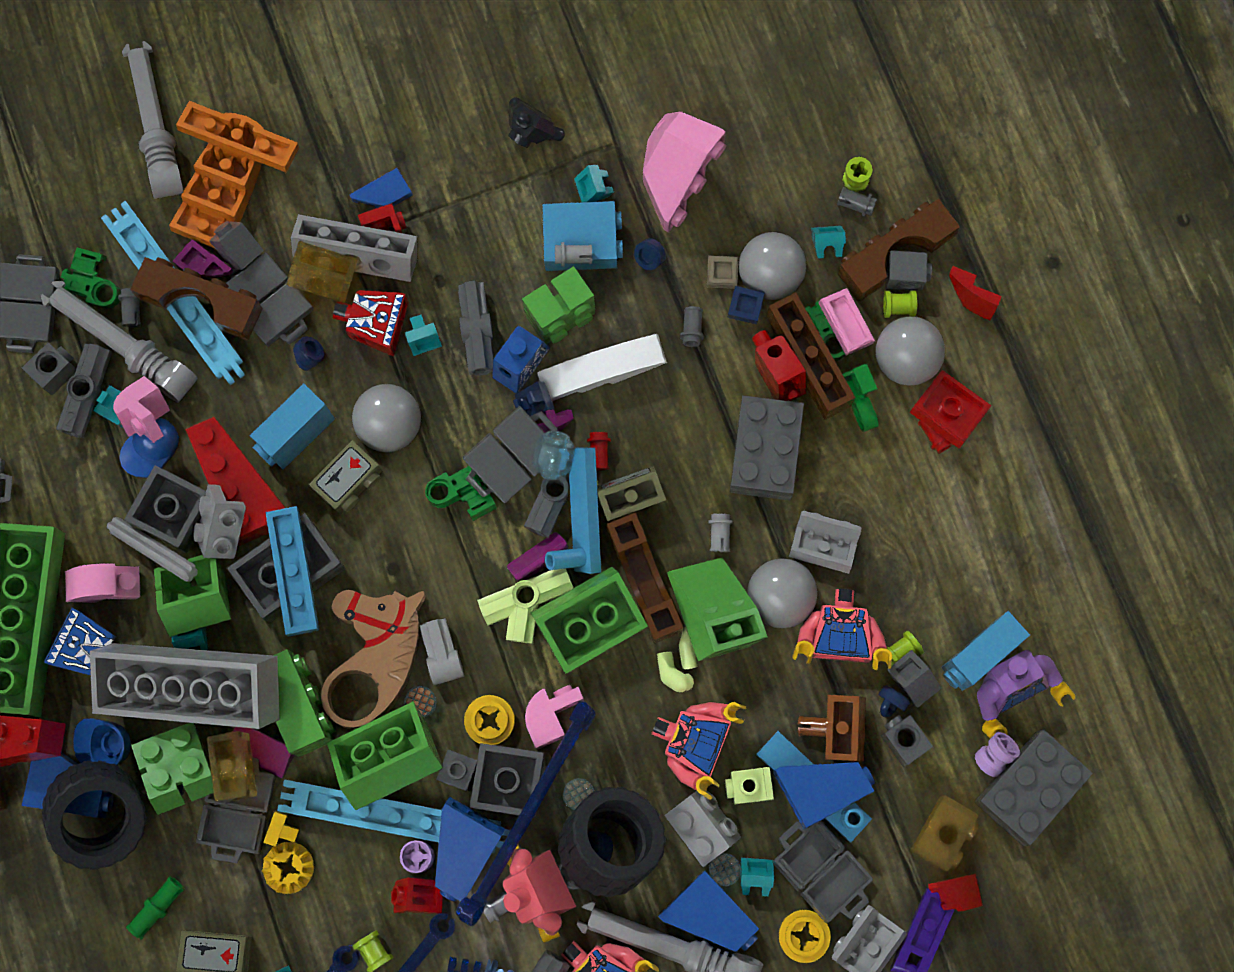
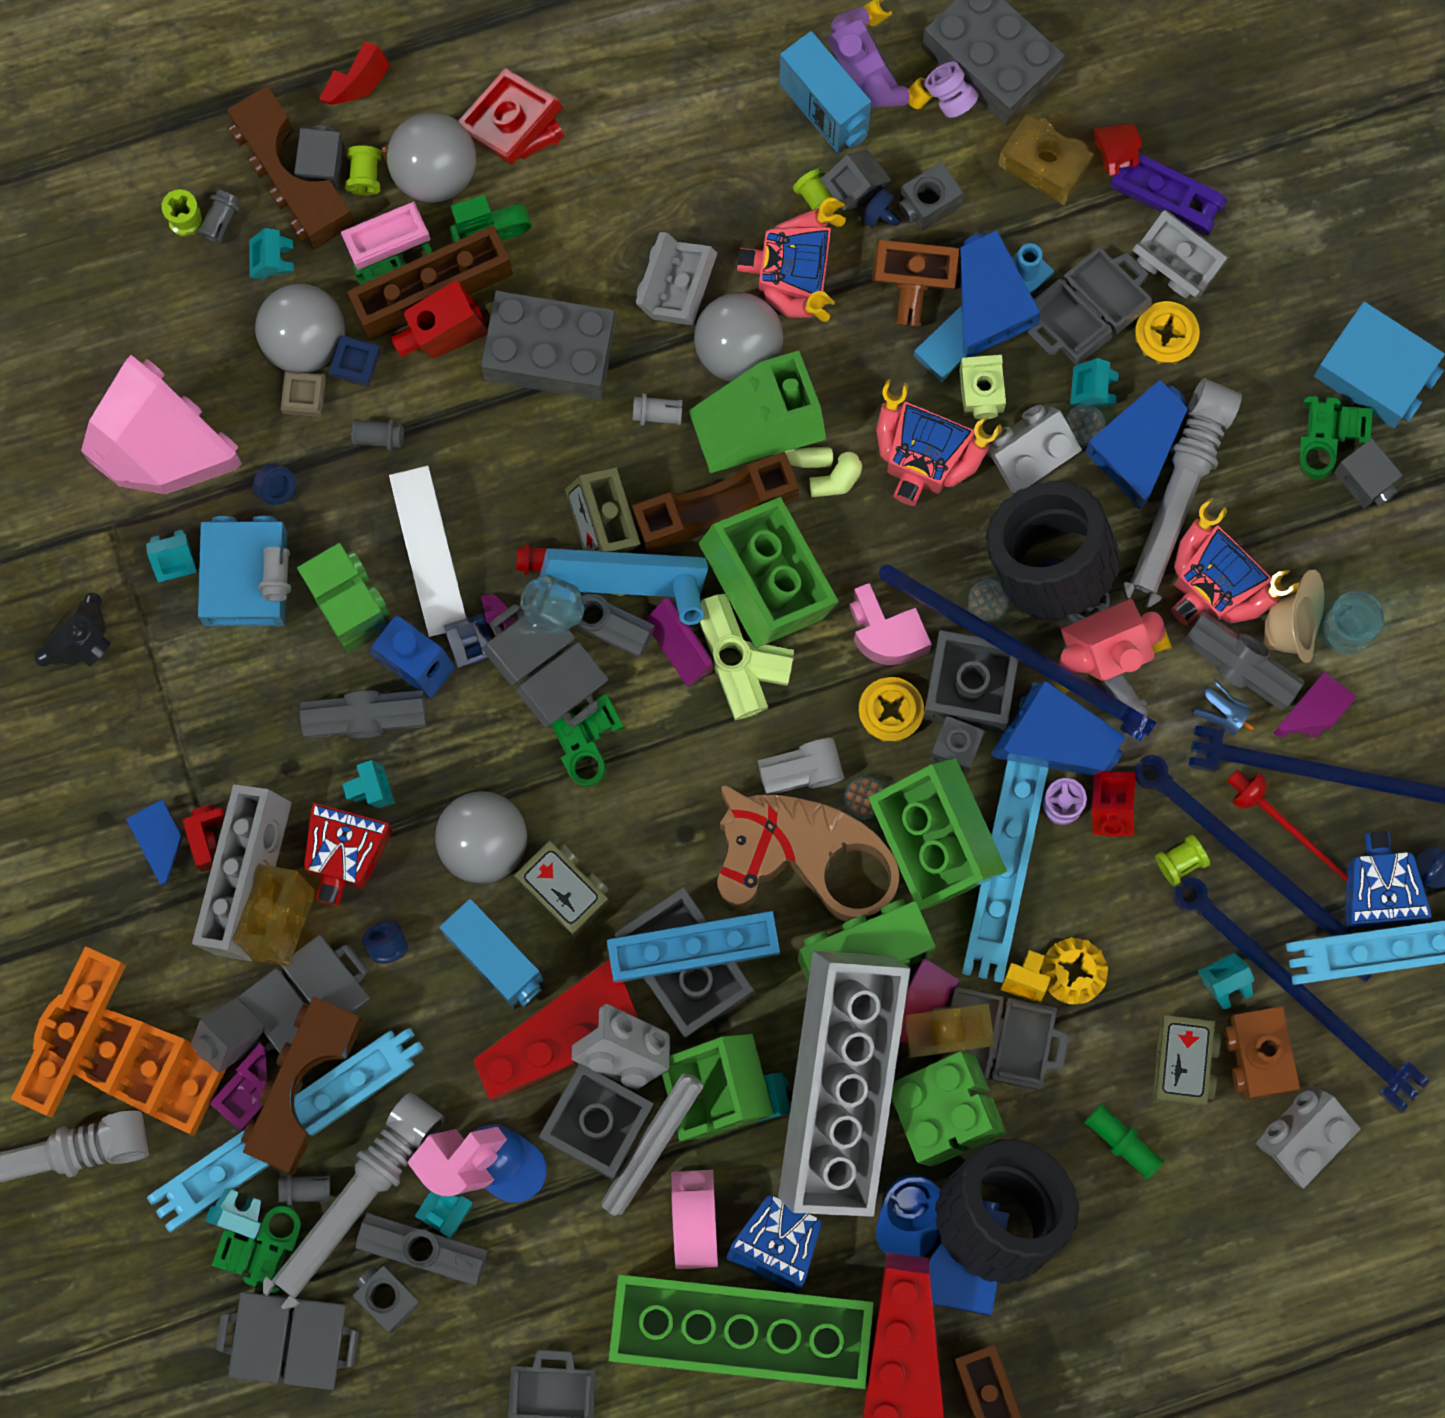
camera: 90 degrees left, 0 degrees up
(105, 259) = (240, 1221): none -> teal tile

